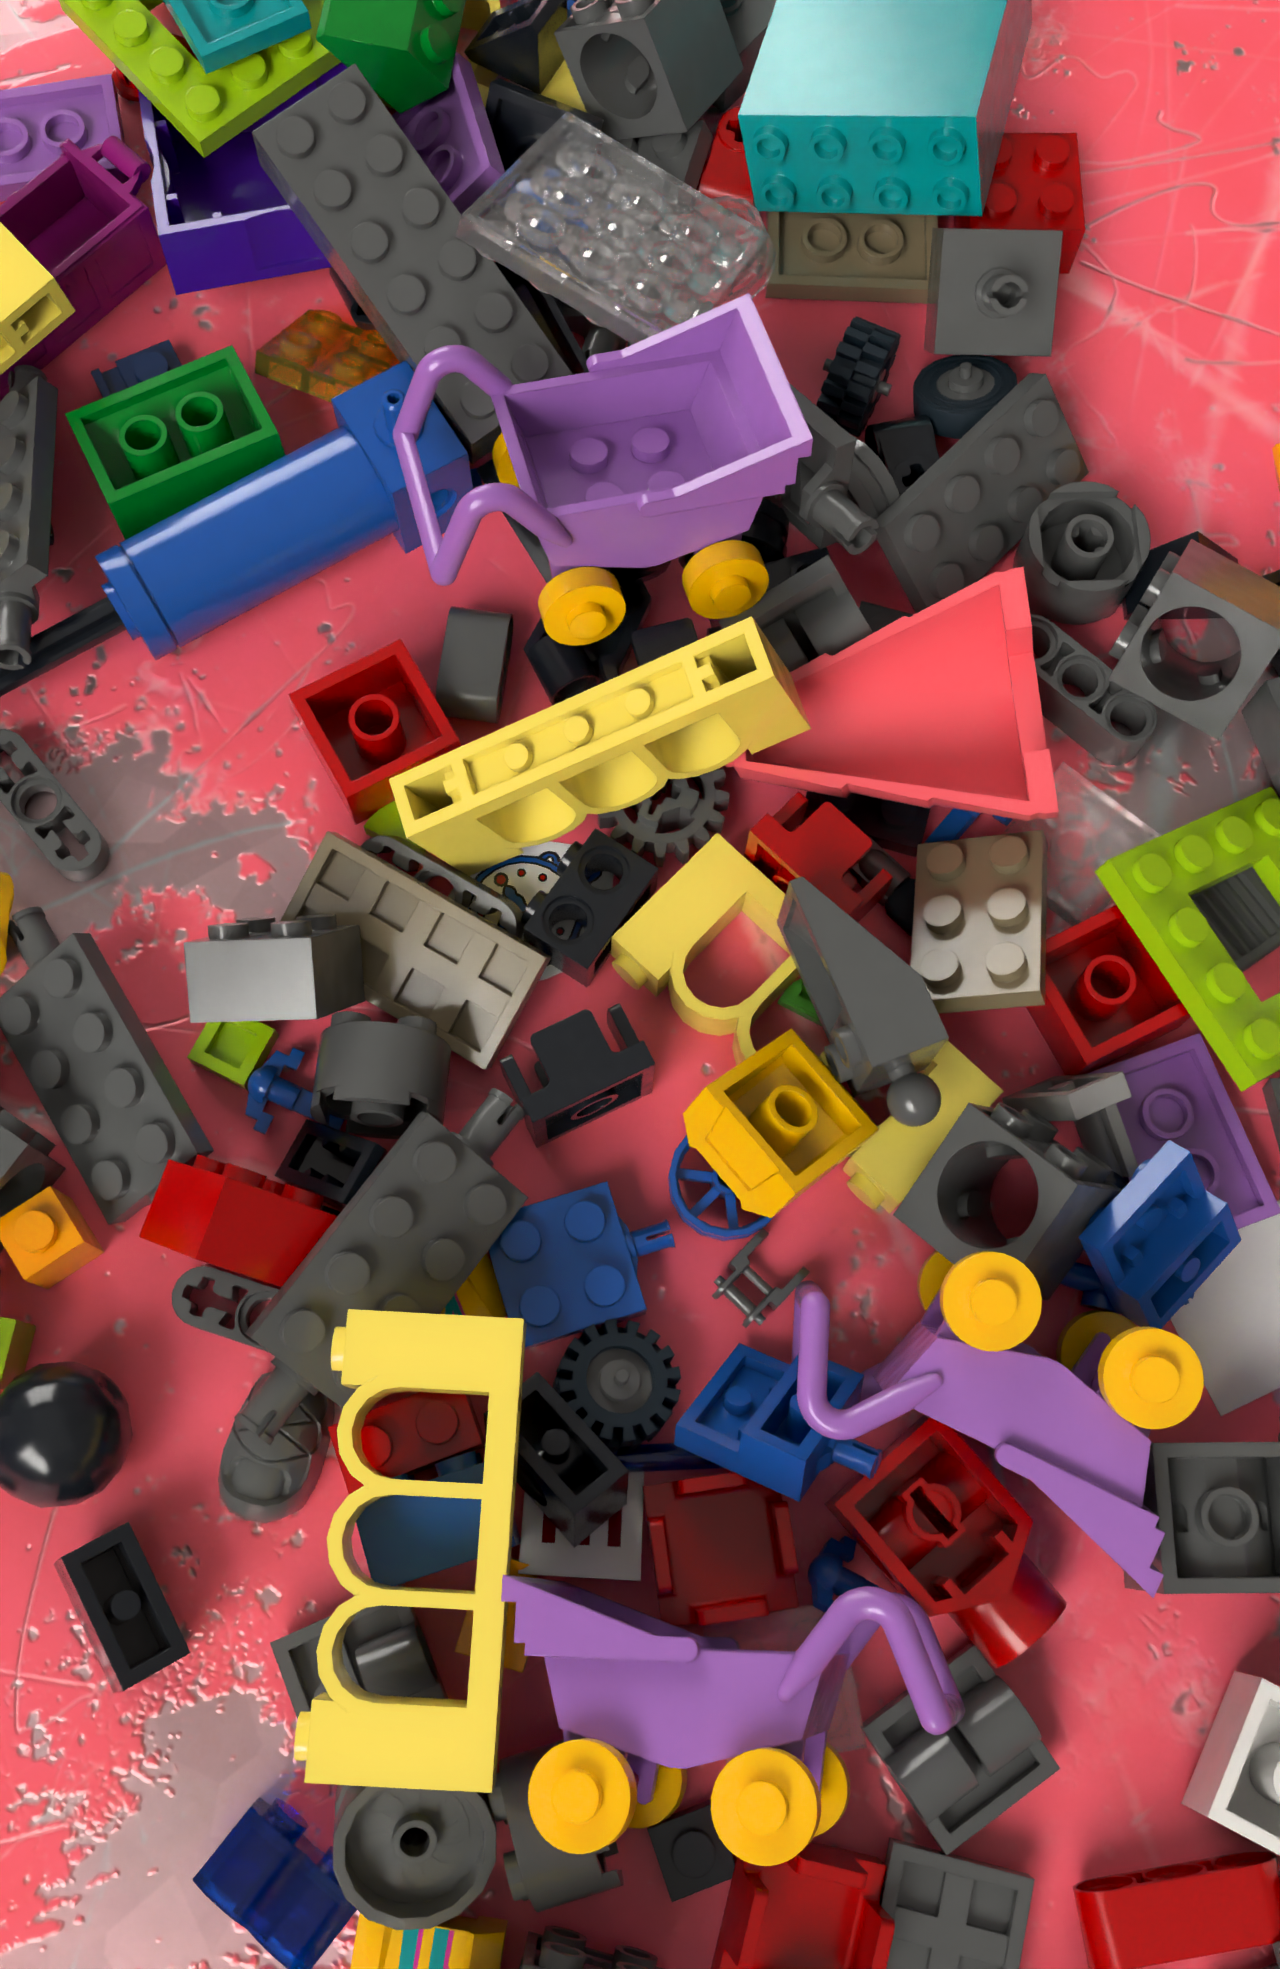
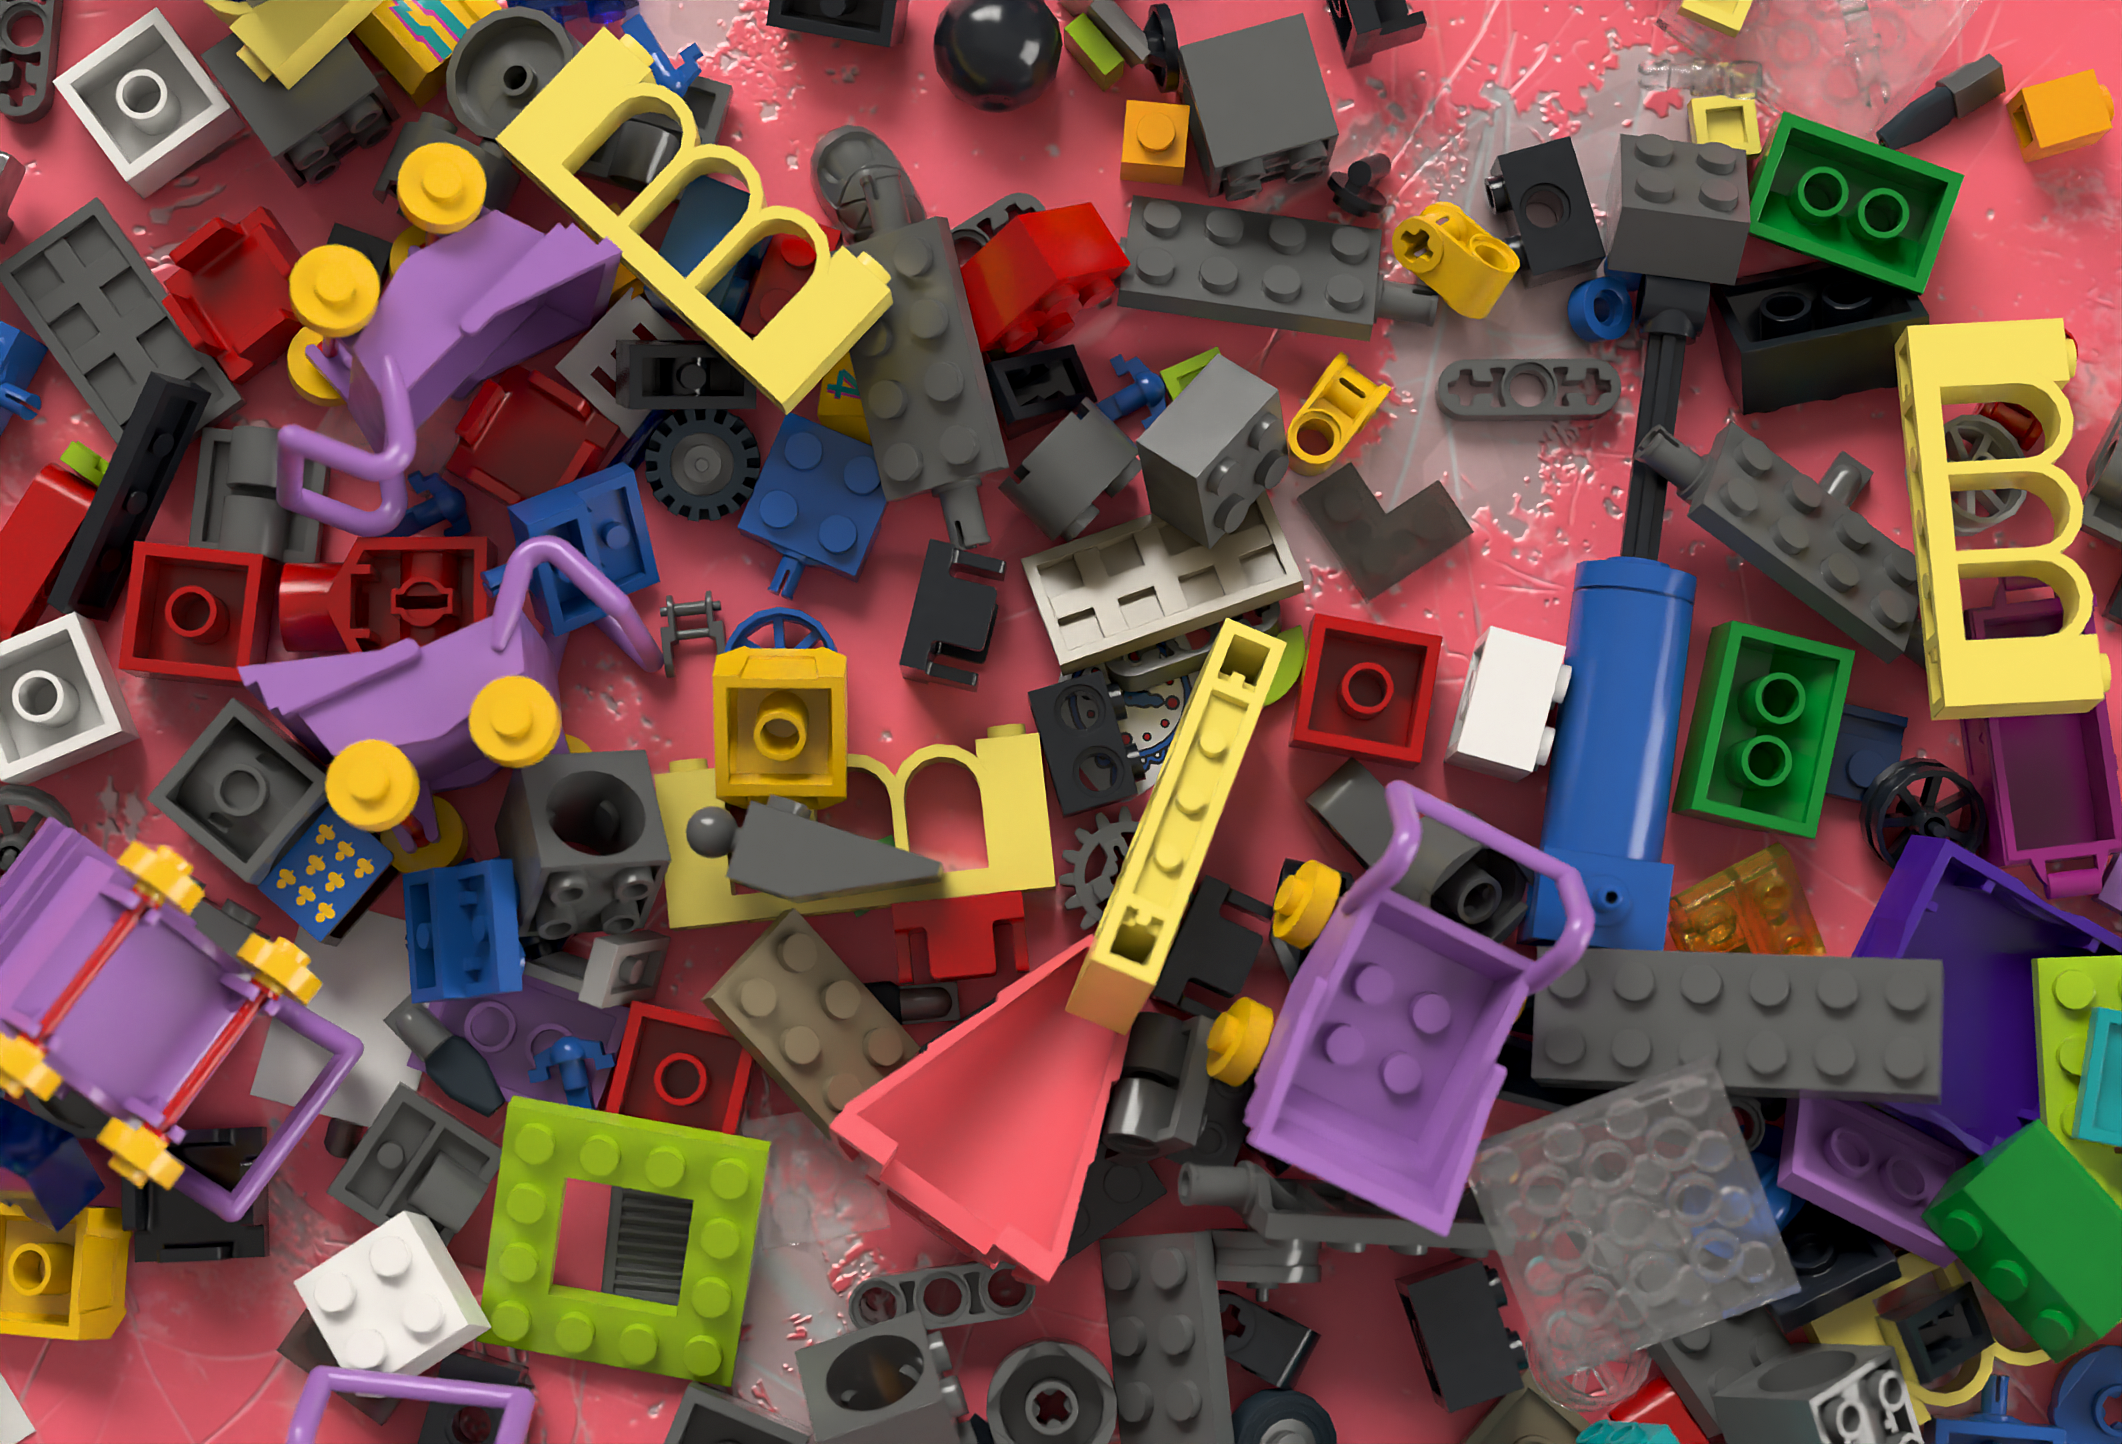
camera: 130 degrees right, 10 degrees up
(148, 313) = (1917, 813): none -> black wheel
(163, 919) = (1337, 408): none -> yellow piece
(254, 823) = (1376, 546): none -> clear smoke plate
(301, 1692) = (664, 72): none -> blue piece
(304, 618) = (1507, 704): none -> white brick
(490, 577) = (1466, 881): none -> dark grey brick
(802, 306) = (1462, 1333): none -> black brick
(858, 374) = (1367, 1359): black wheel -> none
(1061, 1918) = (85, 462): none -> lime tile
(1063, 1865) = (129, 496): none -> black plate
(1109, 1706) = (196, 613): none -> red brick
(1164, 1086) = (569, 1056): none -> blue piece
(1233, 1402) = (331, 877): none -> blue piece
(1250, 1180) = (447, 1057): none -> black piece

